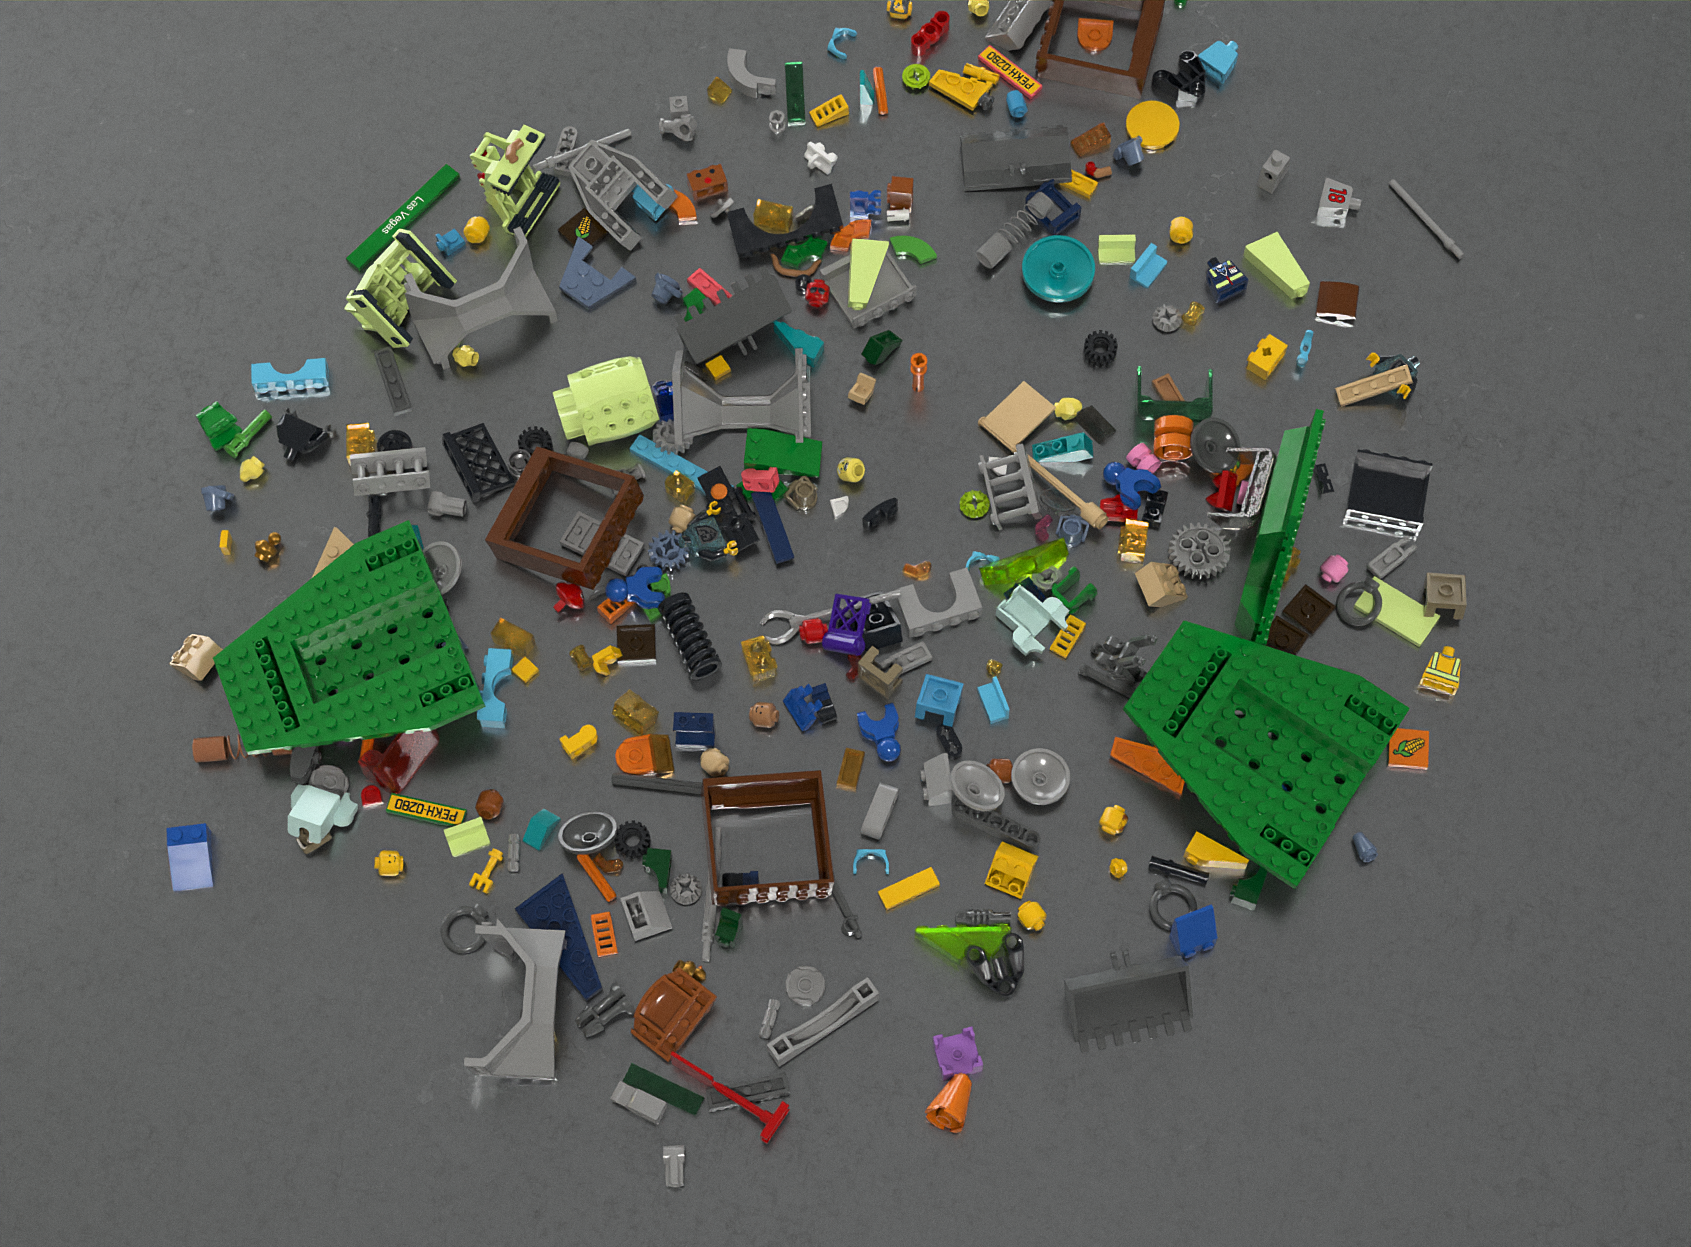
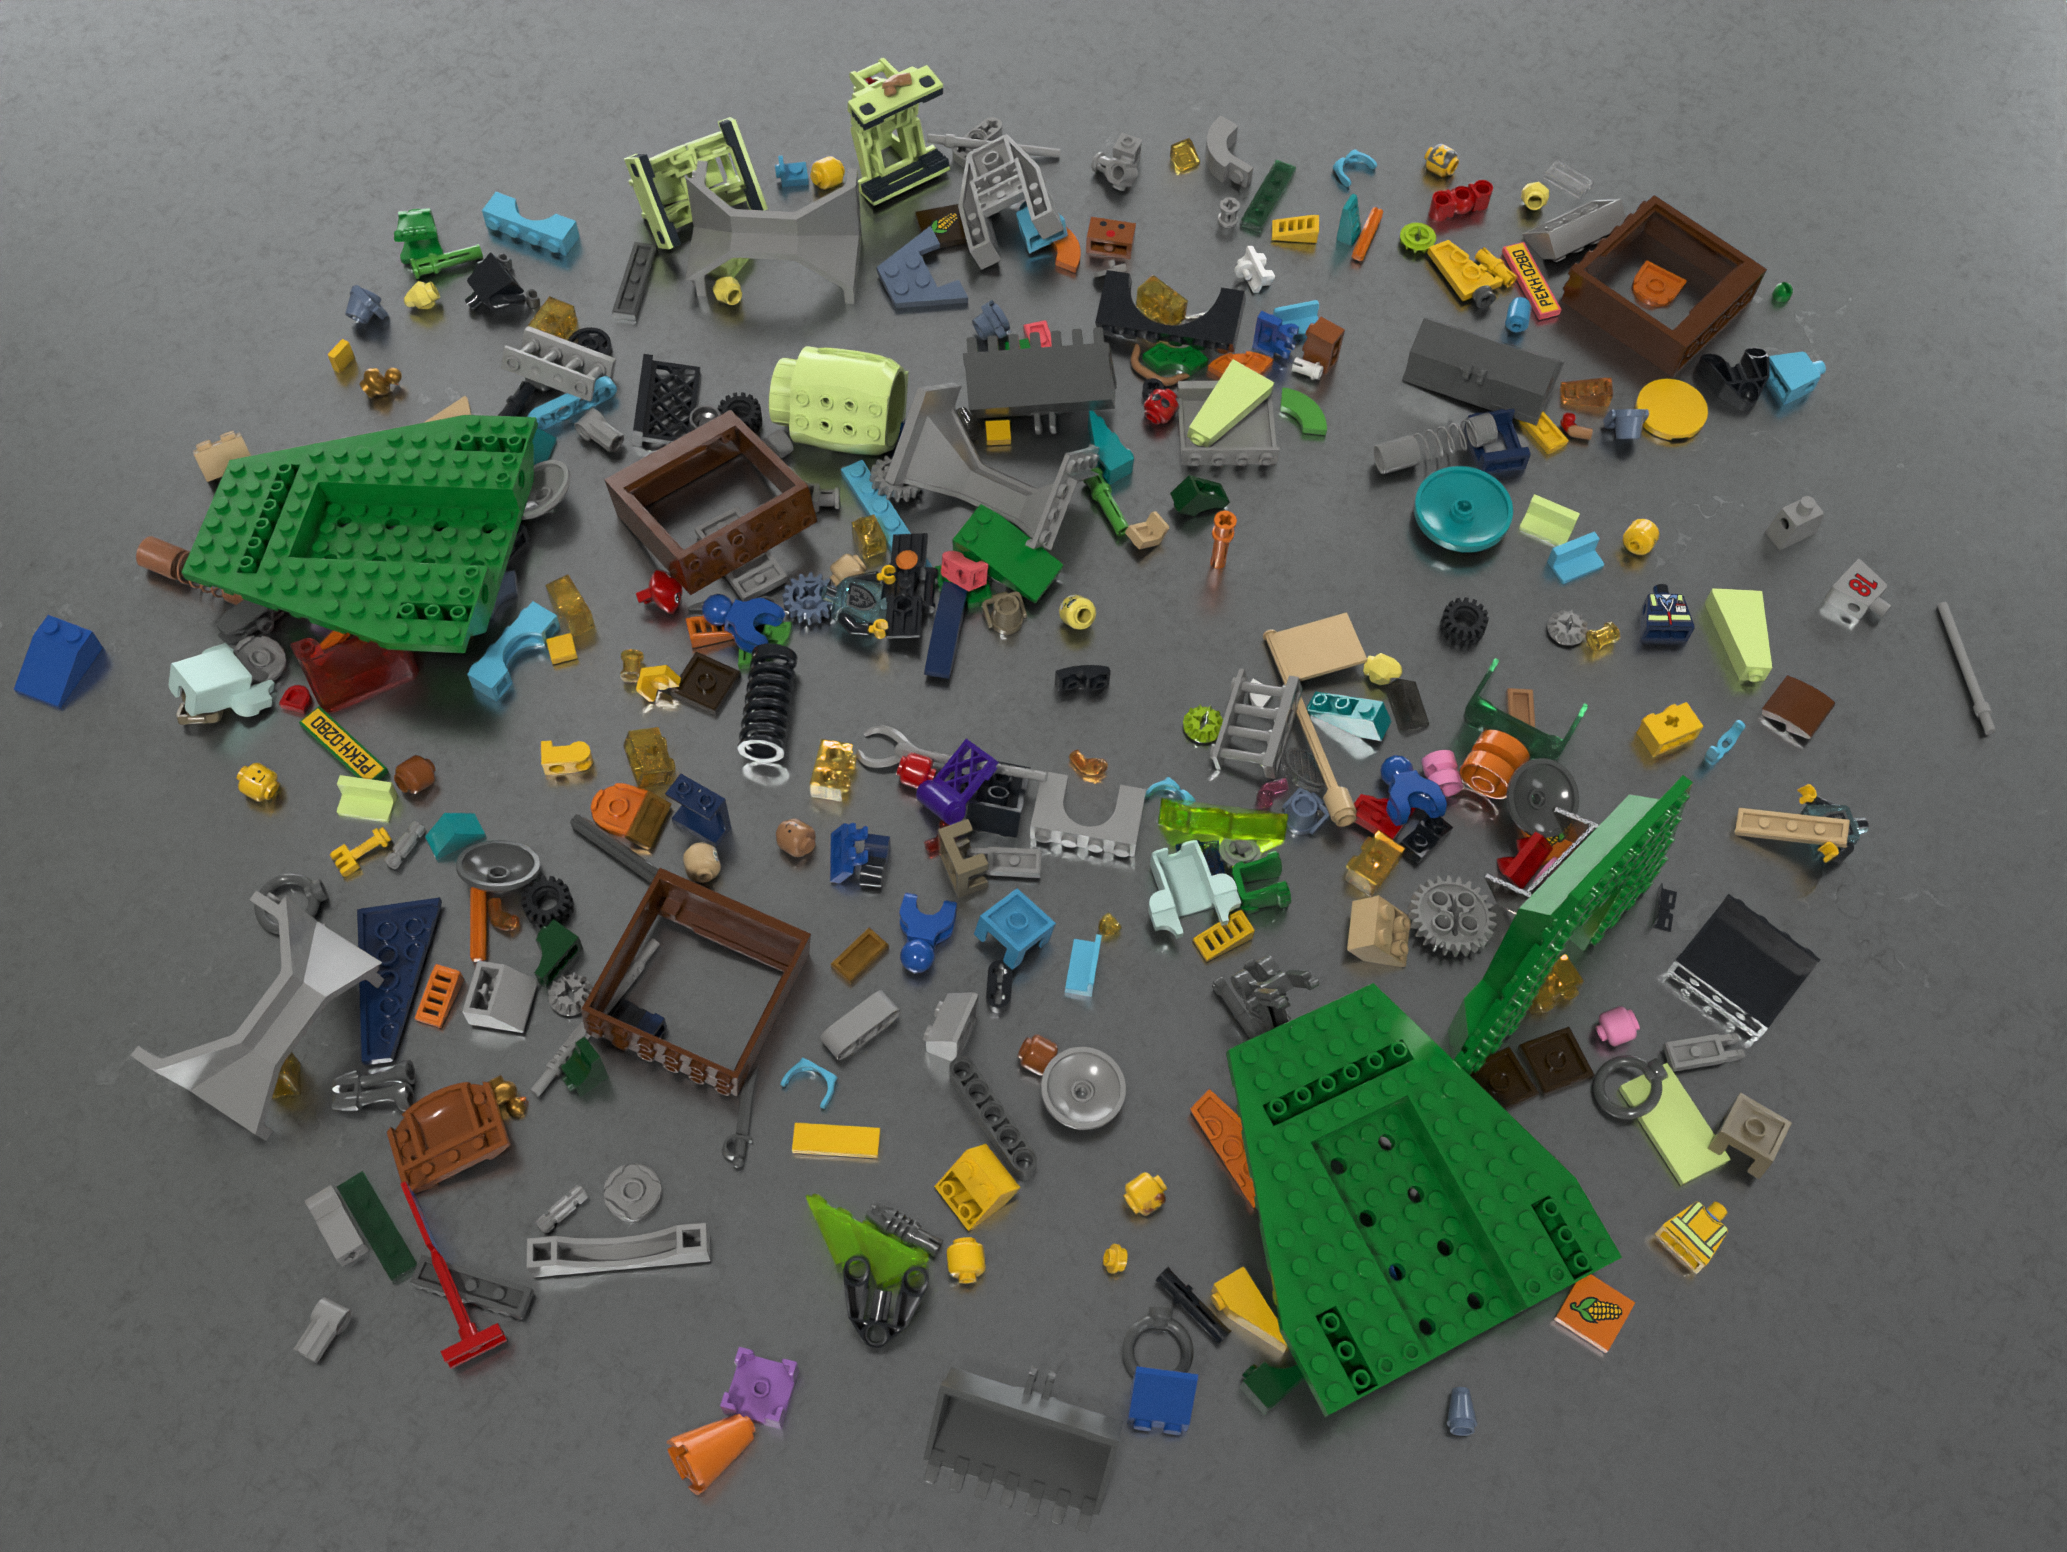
camera: 25 degrees right, 5 degrees down
(403, 217) = (781, 122): green tile -> none
(411, 498) = (548, 413): none -> medium azure beam
(828, 385) = (1102, 493): none -> bright green pin
(839, 506) = (1041, 648): white tile -> none
(872, 180) = (1300, 314): none -> medium azure panel
(977, 786) = (1000, 1050): light grey dish -> none

